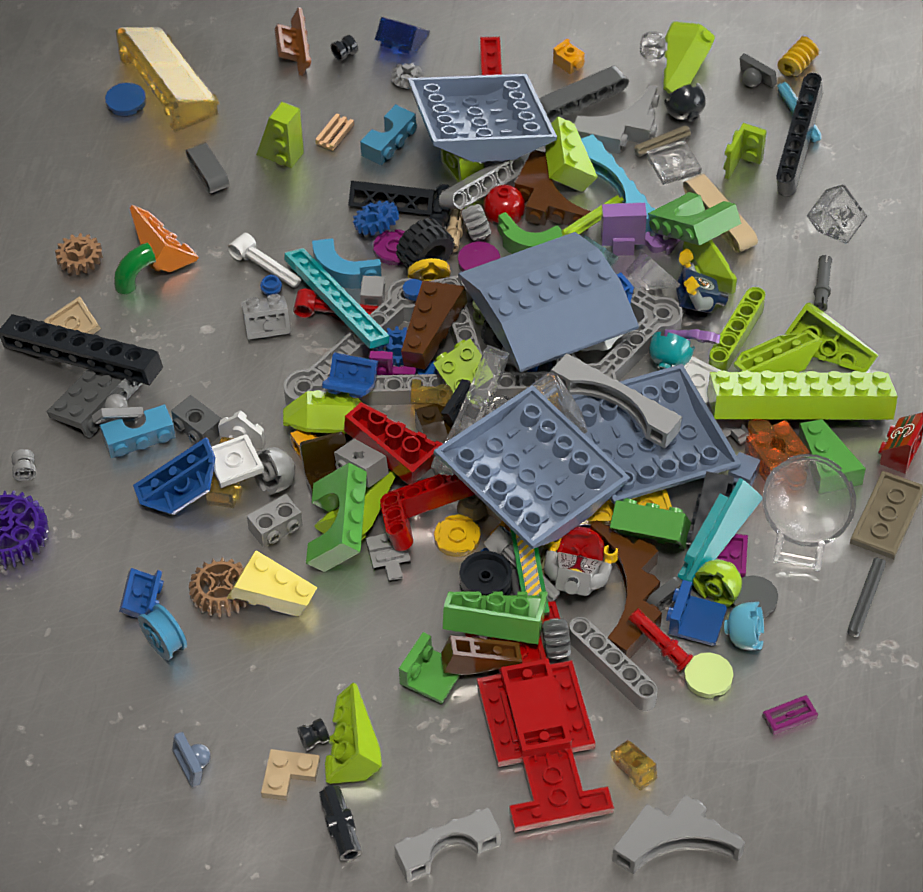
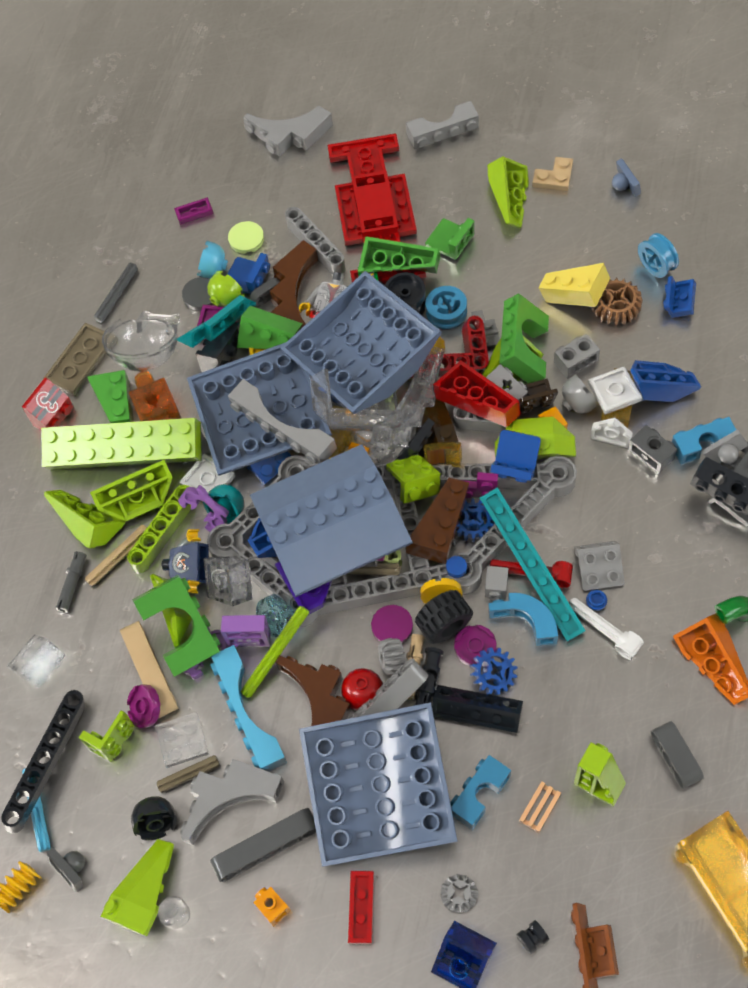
camera: 170 degrees left, 10 degrees up
(313, 734) = (537, 194): black wheel -> none
(340, 823) = (516, 139): black piece -> none
(424, 586) = (453, 300): none -> dark azure wheel
(478, 655) = (423, 233): reddish brown slope -> none
(517, 239) = (337, 632): bright green arch -> none
(556, 638) = (353, 251): dark grey gear -> none
(568, 157) = (284, 722): lime wedge -> none
(635, 764) = (309, 173): clear yellow leg -> none
(668, 647) = (272, 246): red pin -> none
(716, 177) = (144, 706): none -> magenta tile
(747, 471) = (181, 391): sand blue brick -> none
(779, 310) = (115, 557): none -> tan axle

